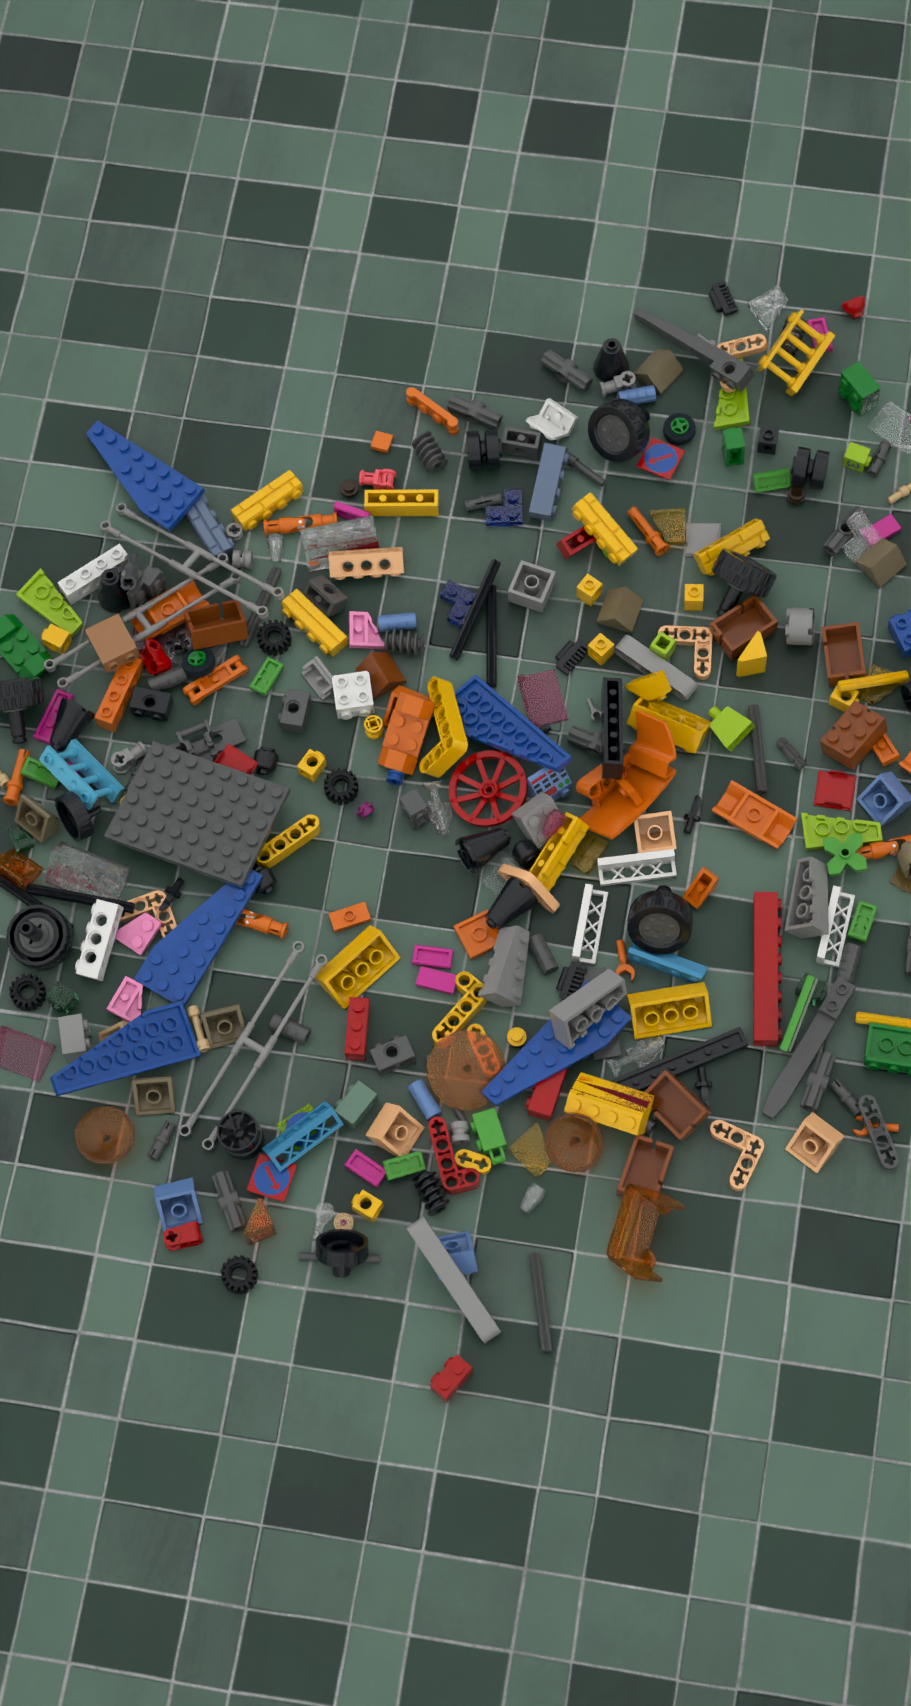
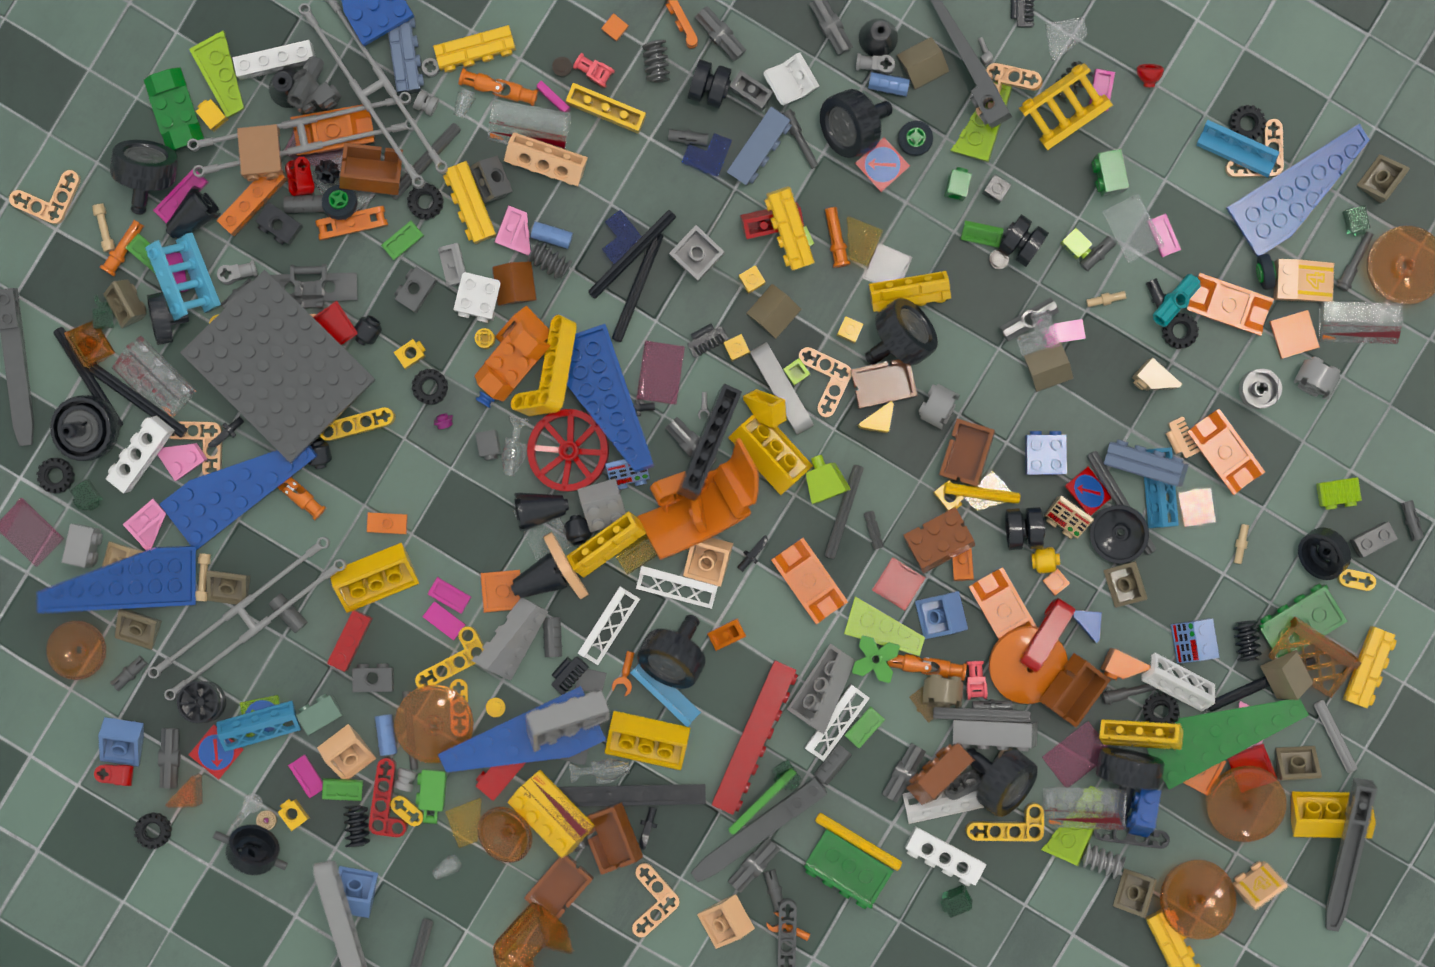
camera: 15 degrees right, 20 degrees up
(553, 823) = (613, 519): clear pink cone -> none

